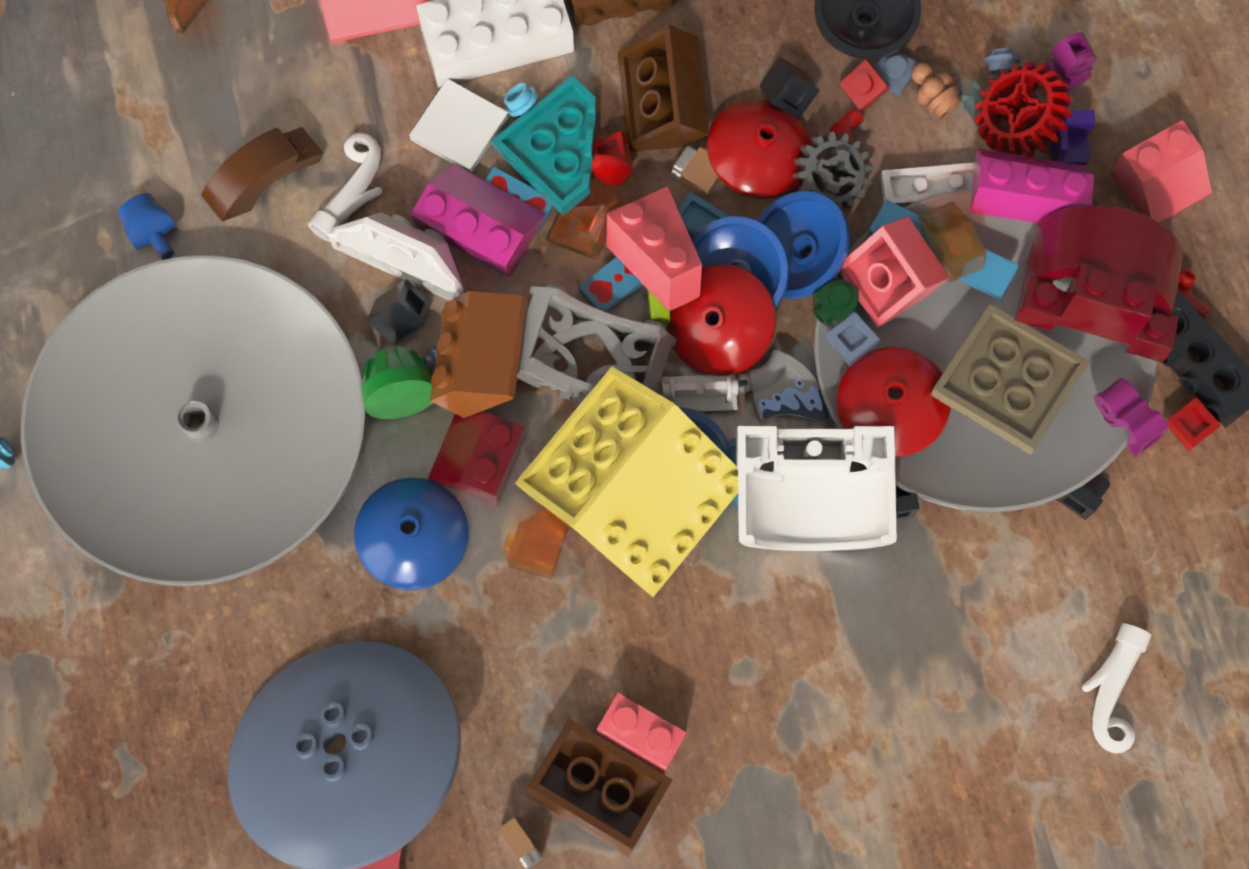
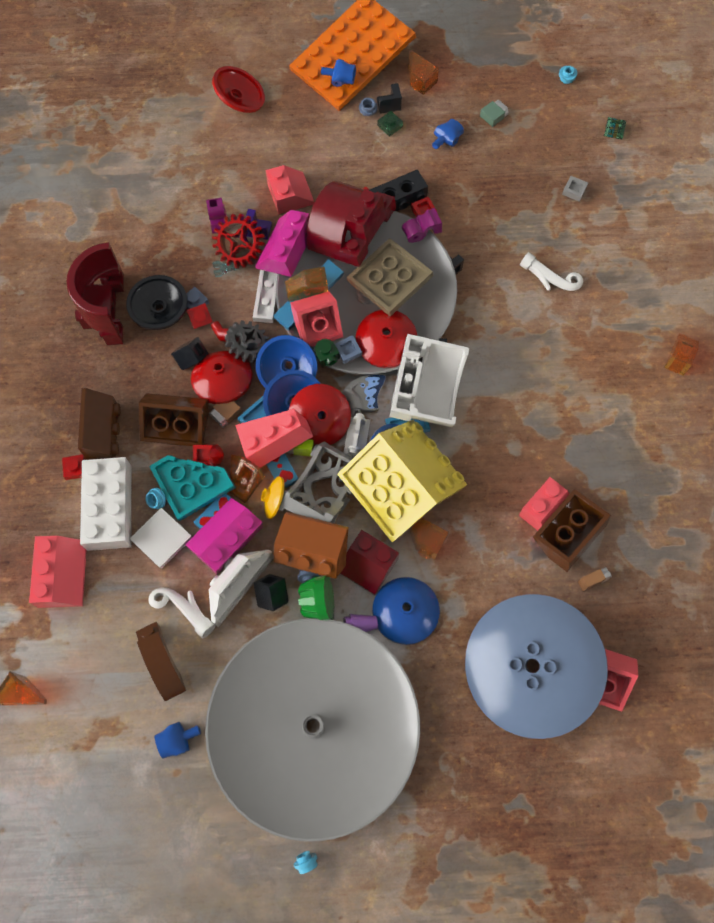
camera: 75 degrees left, 5 degrees down
(374, 462) = (363, 622): none -> medium lavender cone
(554, 273) = (273, 497): none -> yellow dish
(936, 91) = (213, 282): nougat piece -> none
(1001, 59) = (205, 247): sand blue plate -> none

